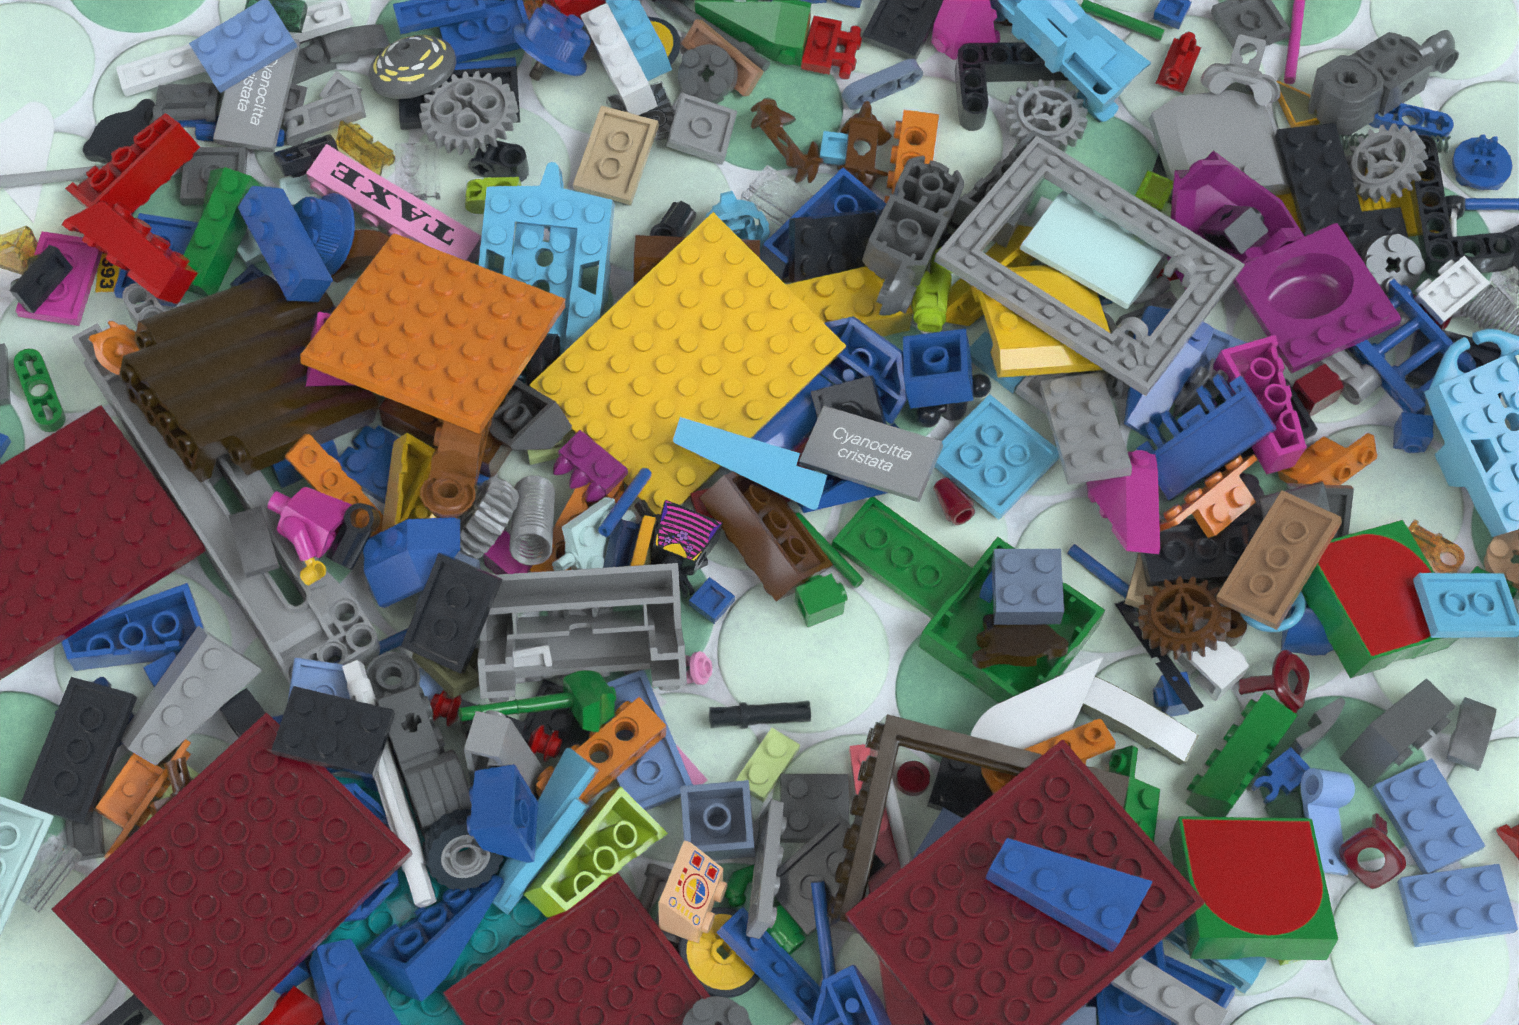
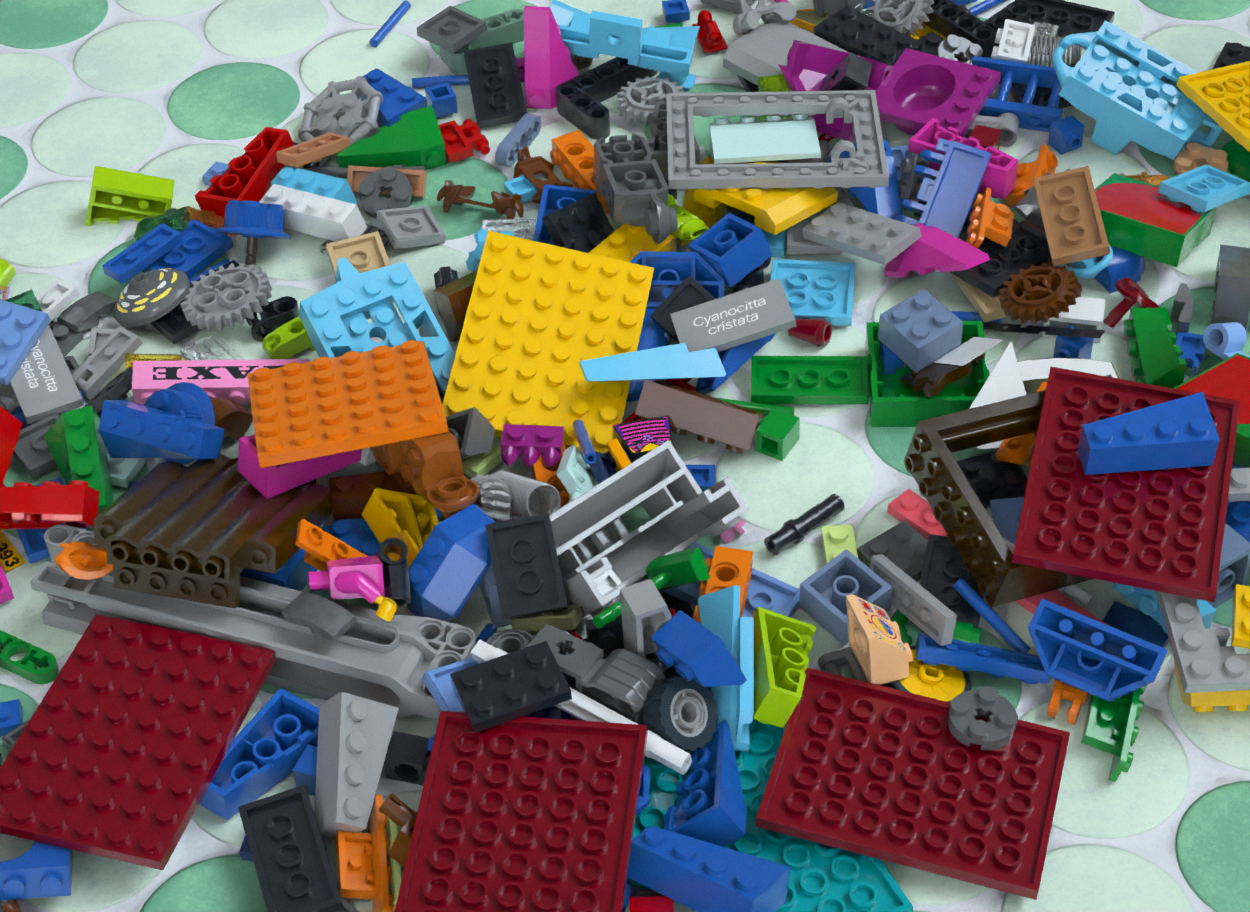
camera: 30 degrees left, 20 degrees down
(1051, 641) = (968, 351): none -> white sticker

